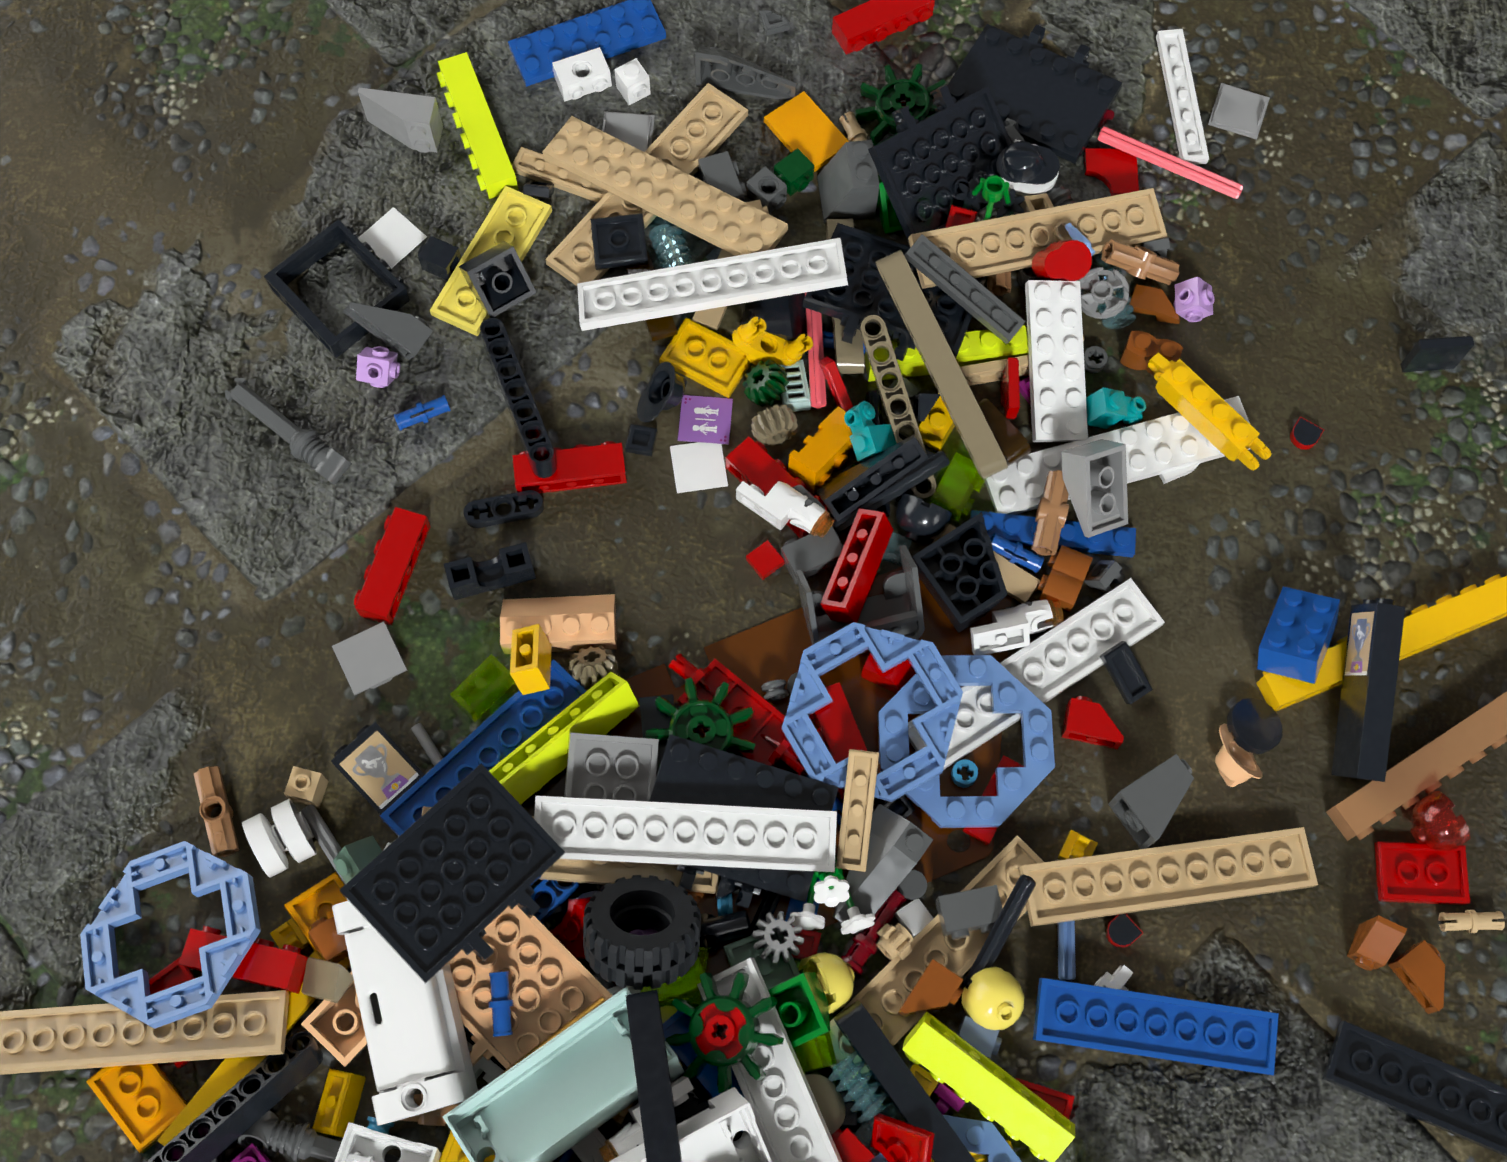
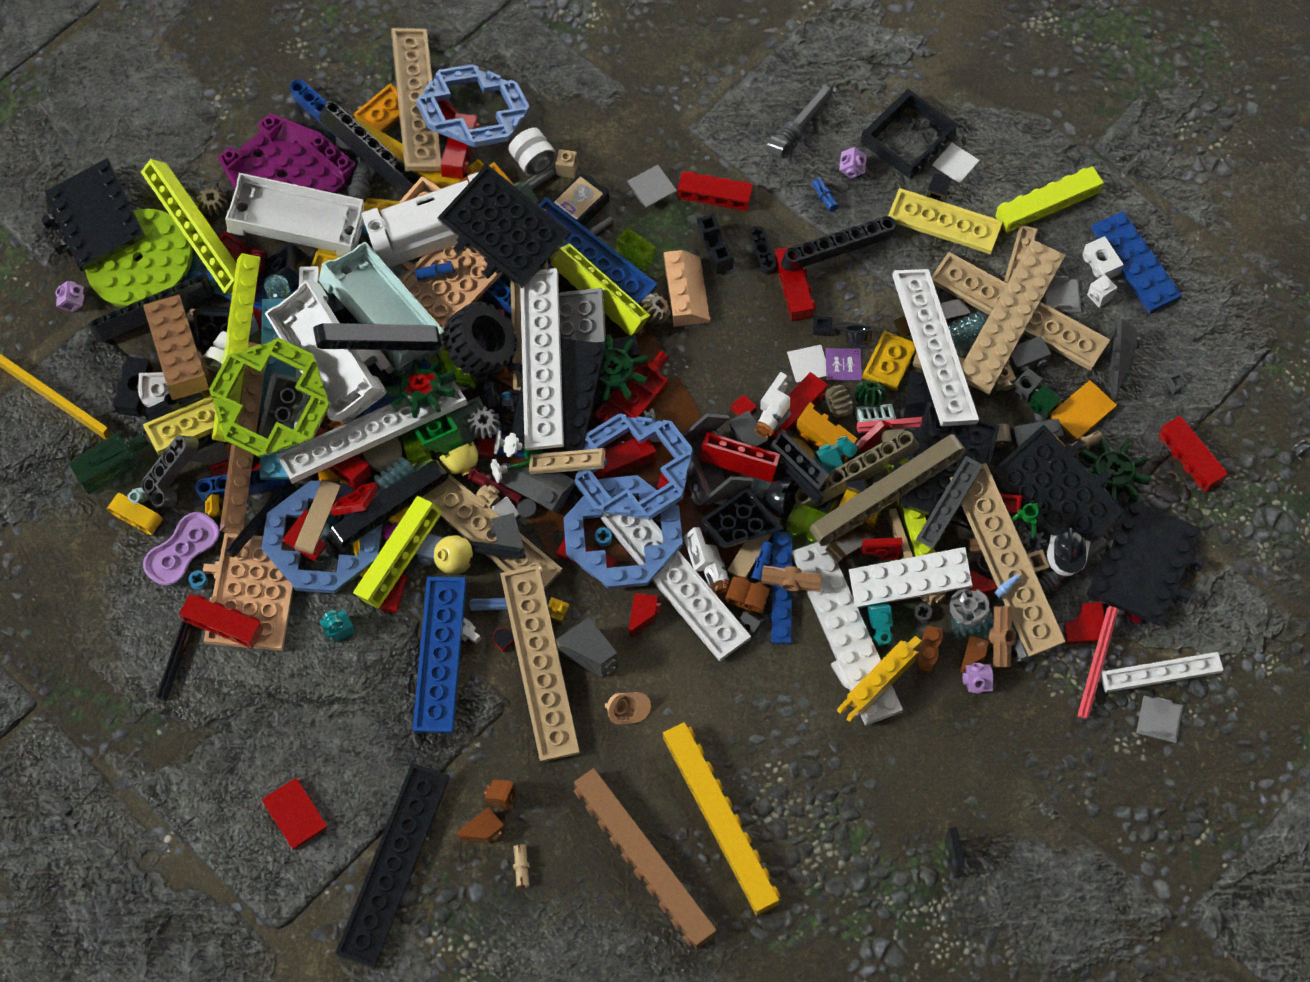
camera: 90 degrees right, 5 degrees down
(221, 828) = (556, 117): medium nougat piece -> none
(325, 980) = (445, 182): dark tan slope -> none
(396, 329) = (879, 170): dark grey slope -> none
(405, 117) = (1041, 158): light grey slope -> none
(498, 279) = (924, 221): black slope -> none
(530, 659) = (651, 265): yellow brick -> none
(538, 188) = (1003, 242): black tile -> none
(619, 241) = (967, 293): black tile -> none
(763, 345) = (896, 403): yellow connector -> none
(933, 990) = (457, 516): dark orange slope -> none
(1063, 261) = (985, 571): red piece -> none
(1097, 485) = (812, 604): light grey slope -> none
(1126, 672) = (681, 635): black tile -> none
(1254, 725) = (649, 721): black tile -> none
(1298, 634) = (715, 742): blue brick -> none
(1305, 434) = (881, 762): black tile -> none
(1368, 690) = (673, 782): black brick -> none
(1421, 874) = (554, 835): red tile -> none
(1437, 824) = (584, 838): clear red cylinder -> none

